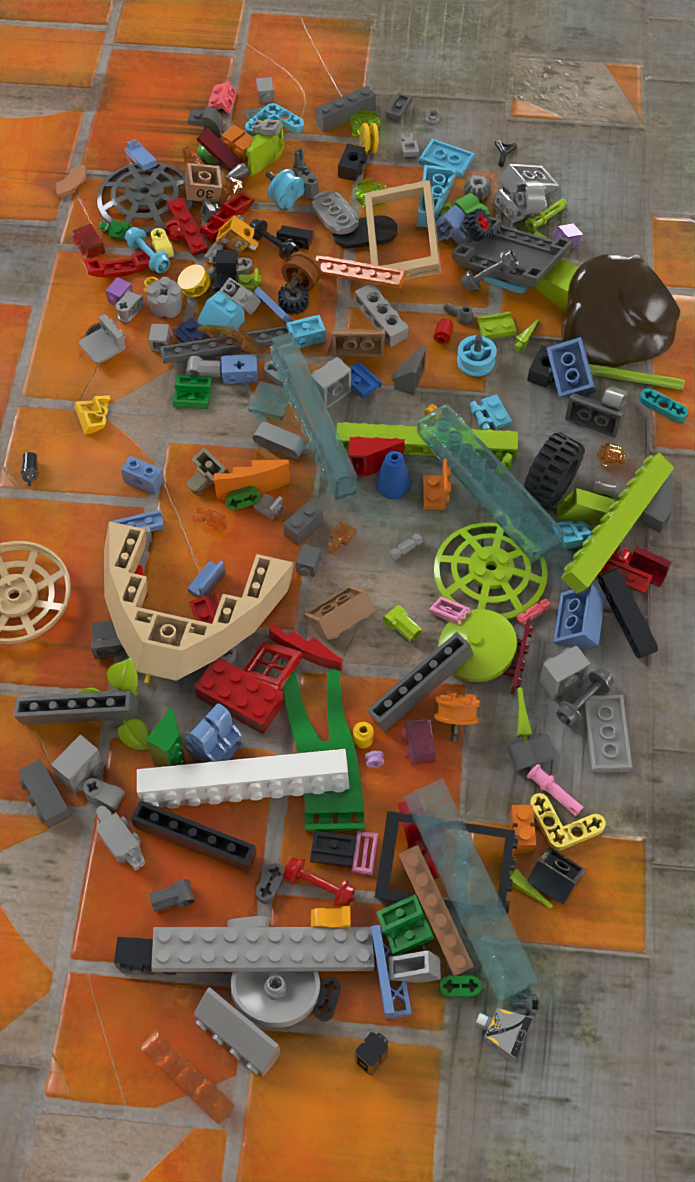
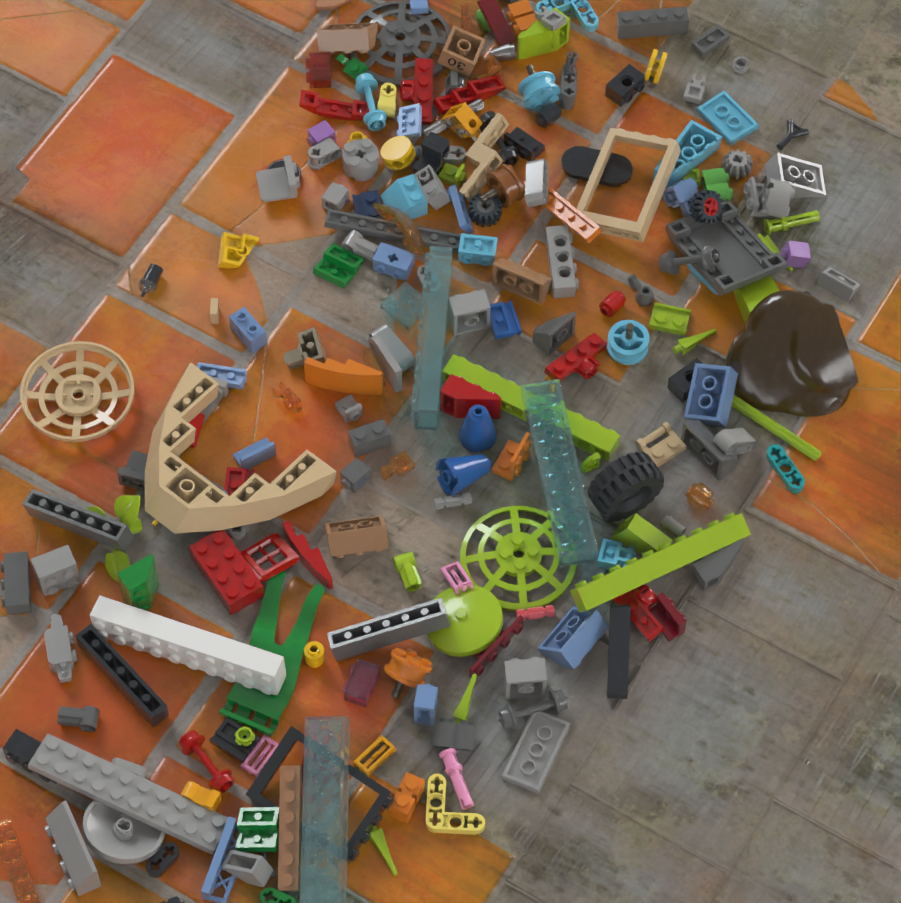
camera: 25 degrees right, 0 degrees up
(100, 207) = (347, 37): none -> medium nougat slope
(103, 471) = (214, 311): none -> tan tile
(106, 794) = (67, 607): light grey piece -> none
(190, 251) = (410, 121): none -> light blue bracket
(214, 737) = (181, 598): medium blue connector -> none
(242, 498) = (326, 390): green beam -> none
(266, 880) = (166, 744): dark grey beam -> none
(270, 256) = (484, 157): none -> tan bracket
(284, 451) = (386, 362): none -> light grey tile
(302, 207) = (547, 115): none -> black brick
(327, 259) = (536, 182): none -> beam
(335, 212) = (577, 134): light grey tile -> none
(343, 836) = (244, 731): none -> lime plate
(363, 116) = (667, 38): clear neon green plate -> none
(366, 186) = (627, 117): clear neon green plate -> none
(374, 759) = (313, 680): lavender bush -> none
(400, 519) = (460, 472): none -> blue cone
(444, 386) = (578, 359): none -> red plate
(473, 787) = (363, 767): none -> light orange tile
(491, 735) = (425, 704): none -> medium blue brick
(495, 412) = (616, 405): medium azure plate -> none
(556, 875) = (413, 849): black slope -> none
(559, 424) = (664, 449): none -> tan plate
(611, 246) = (838, 283): none -> light grey slope

